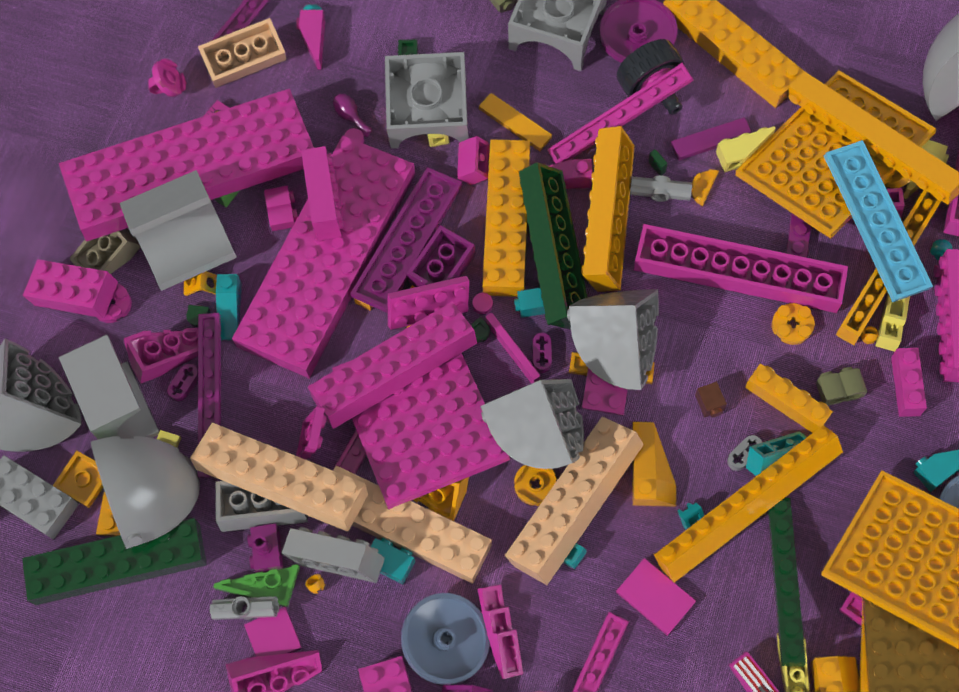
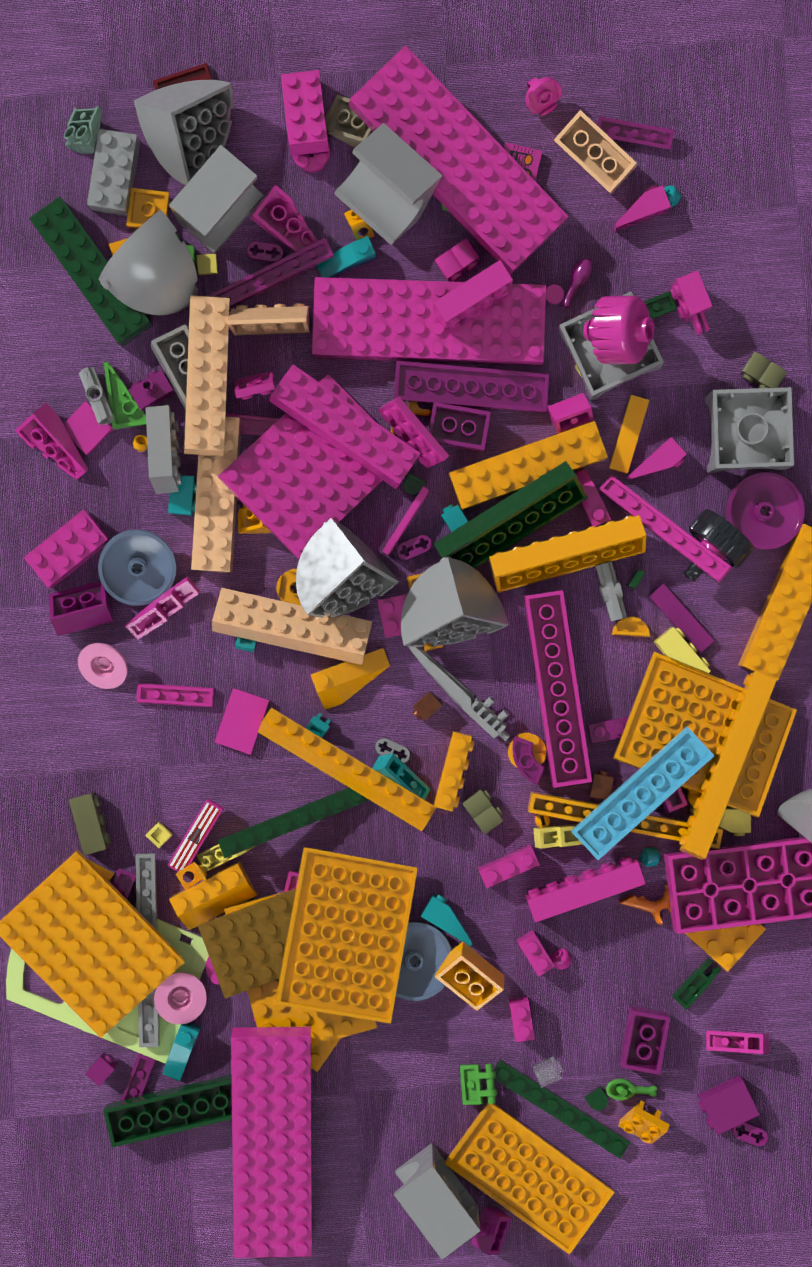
camera: 65 degrees right, 20 degrees up
(192, 314) = (331, 233): dark green tile -> none
(255, 395) = (269, 320): none -> light nougat slope
(415, 21) = (692, 300): none -> dark pink brick
(417, 67) = (621, 330): none -> dark pink piece
(482, 303) = (439, 477): dark pink tile -> none
(550, 97) = (664, 458): none -> dark pink slope
(727, 356) = (464, 697): none -> light grey piece
(802, 324) = (525, 760): none -> magenta tile
(856, 264) = (601, 785): none -> copper brick

